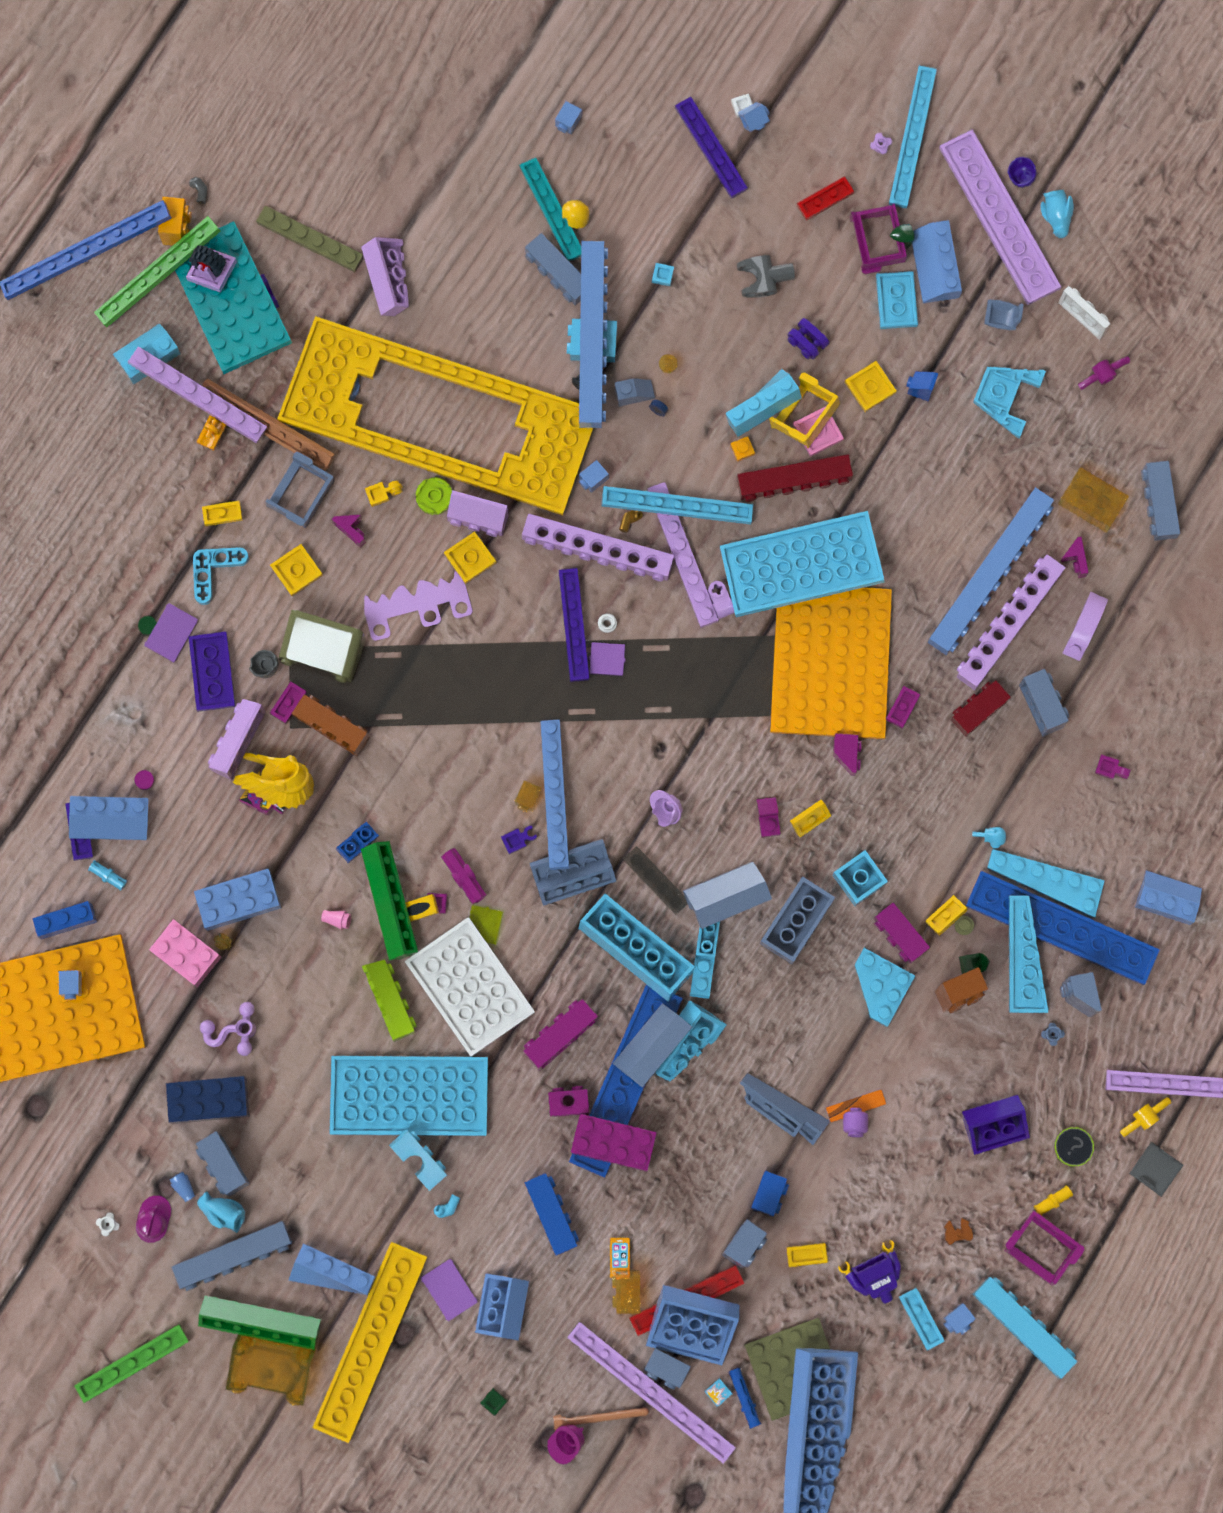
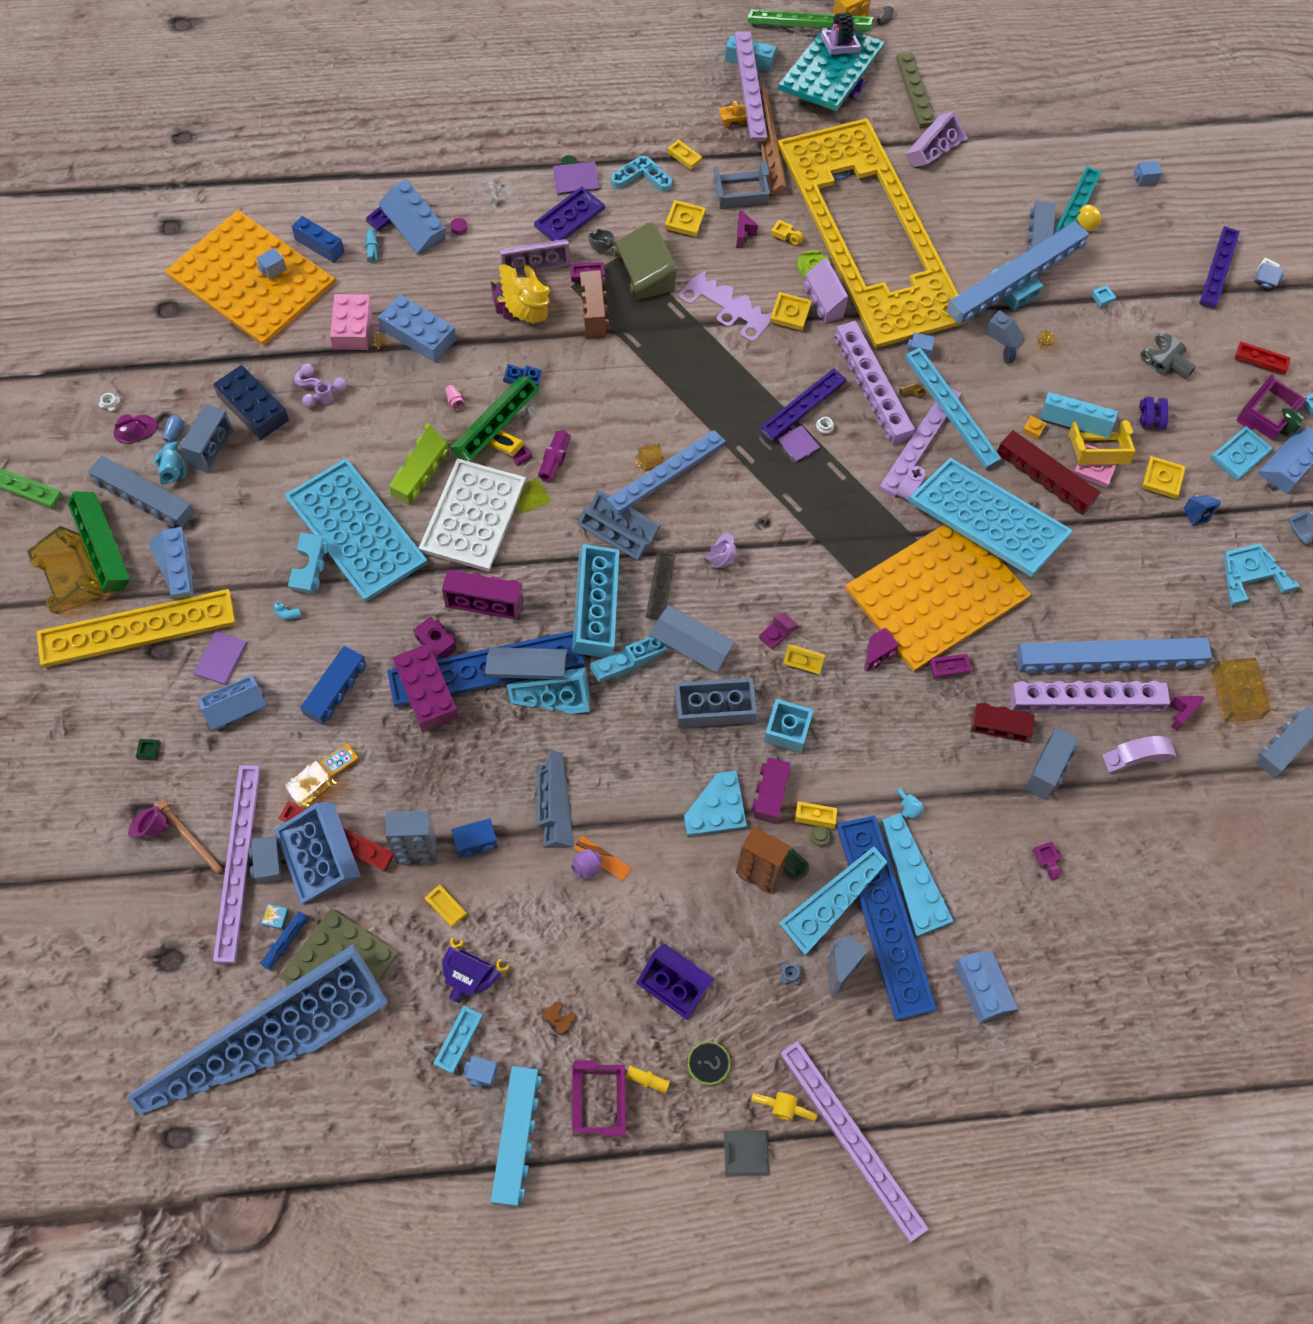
camera: 50 degrees right, 15 degrees down
(515, 840) = (610, 471): dark purple plate -> none

